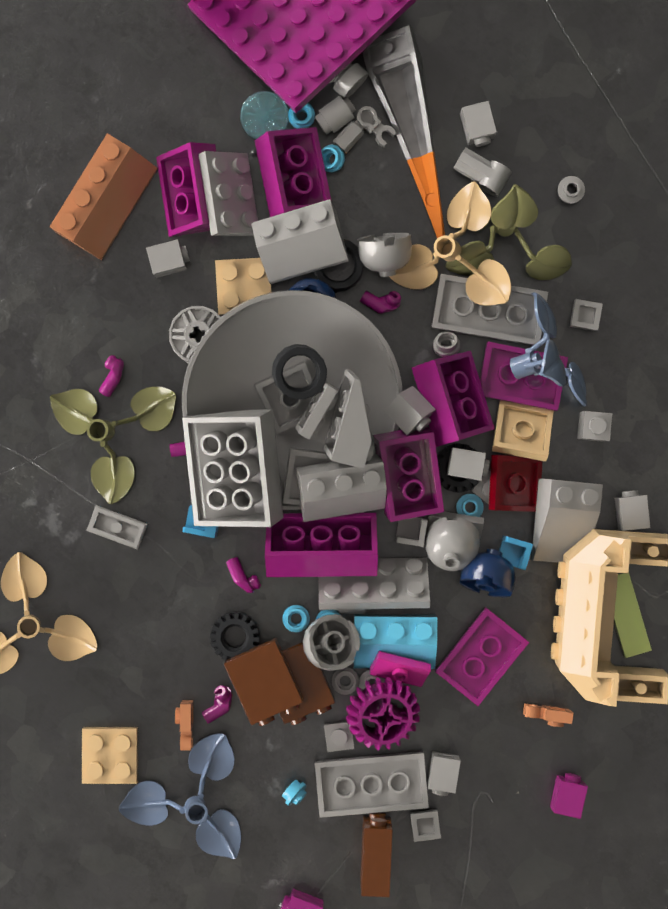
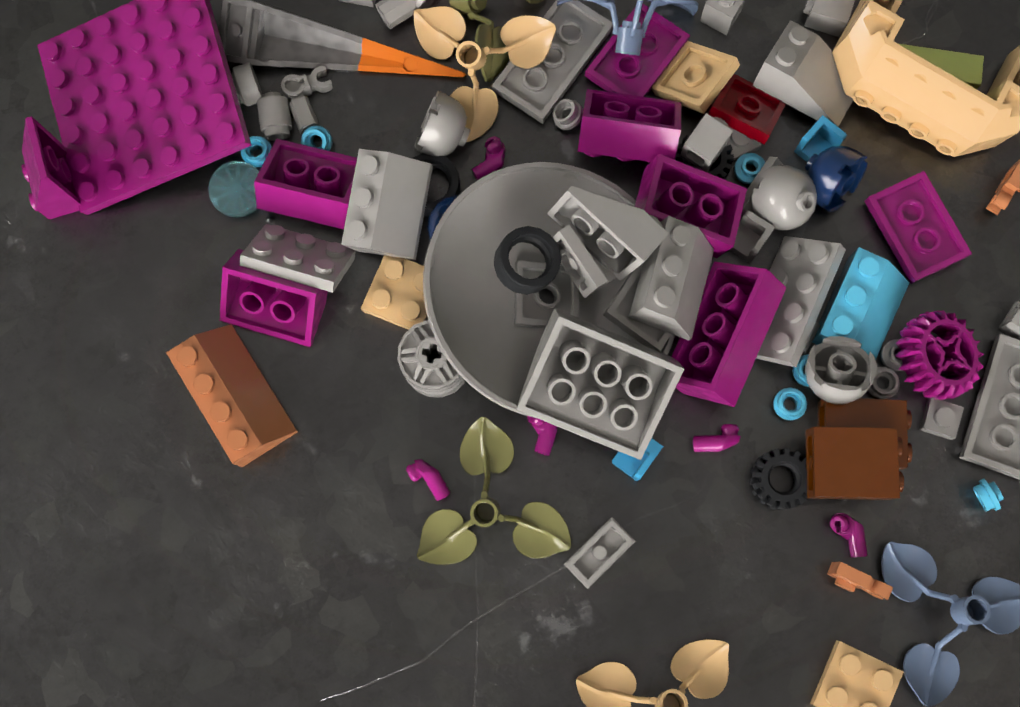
camera: 60 degrees left, 10 degrees down
(168, 258) = (332, 356): light grey brick -> none
(401, 668) = (895, 314): dark pink plate -> none
(410, 411) = (625, 169): light grey brick -> none

